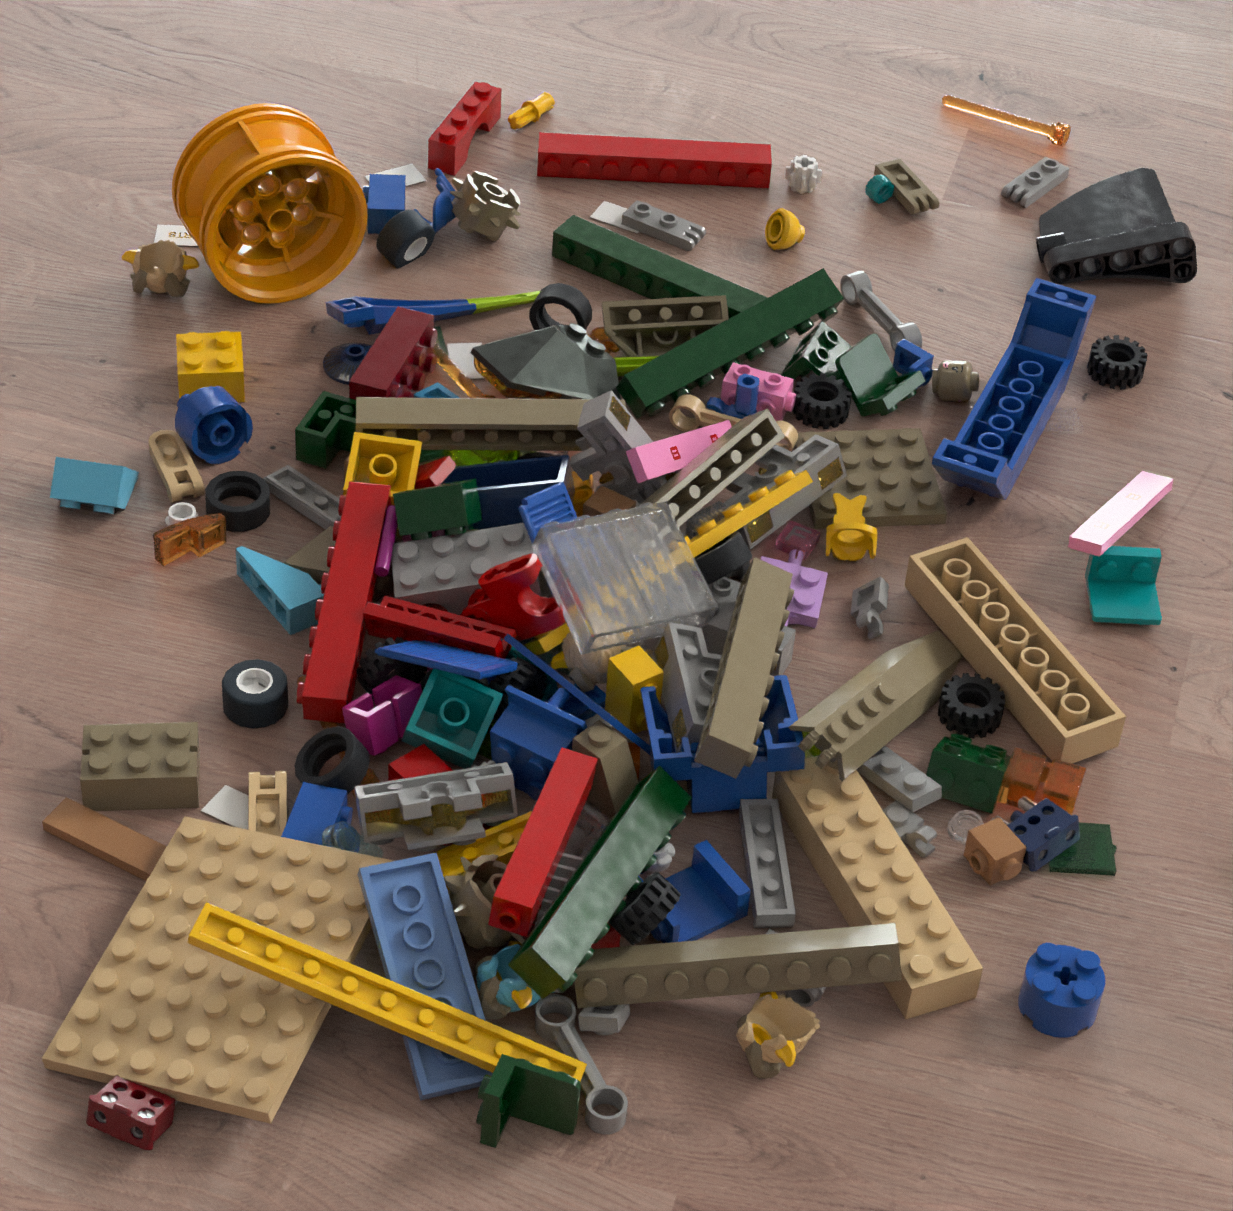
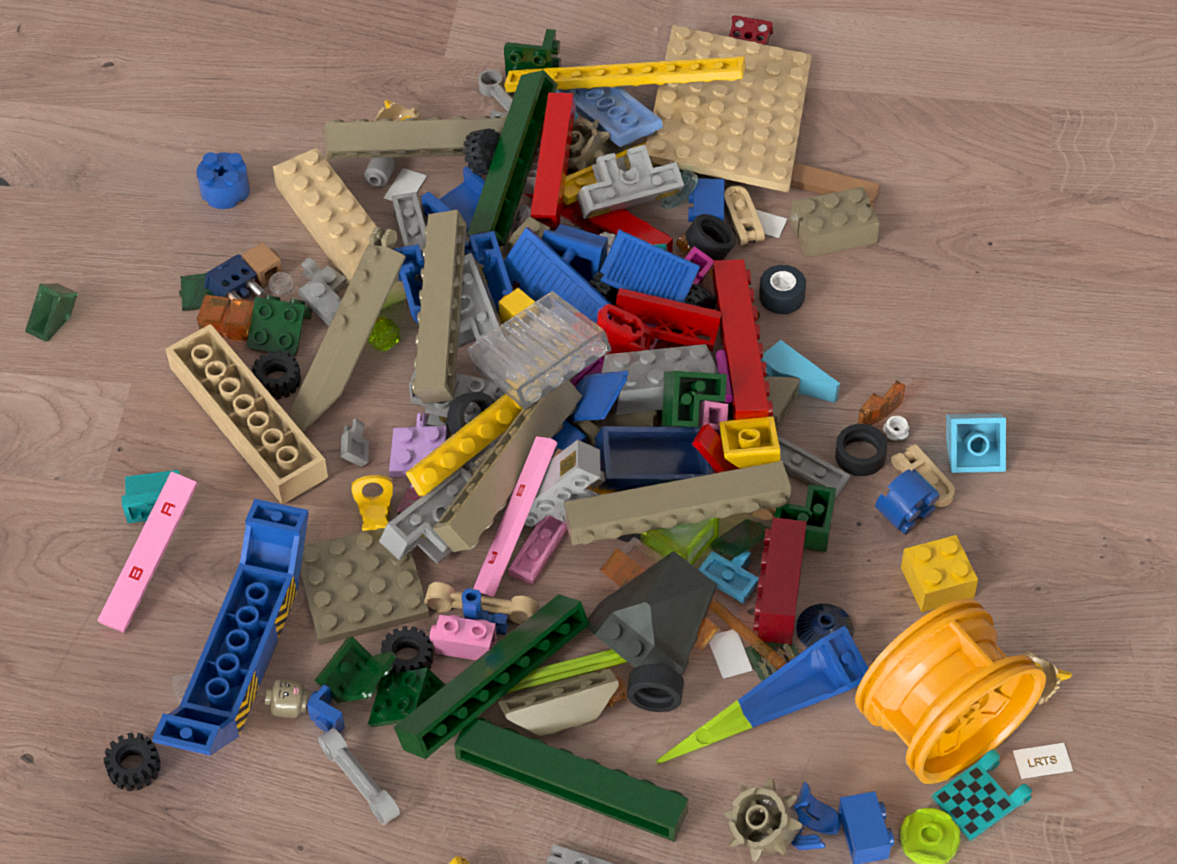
camera: 175 degrees right, 10 degrees up
(405, 238) = (827, 769): black wheel -> none

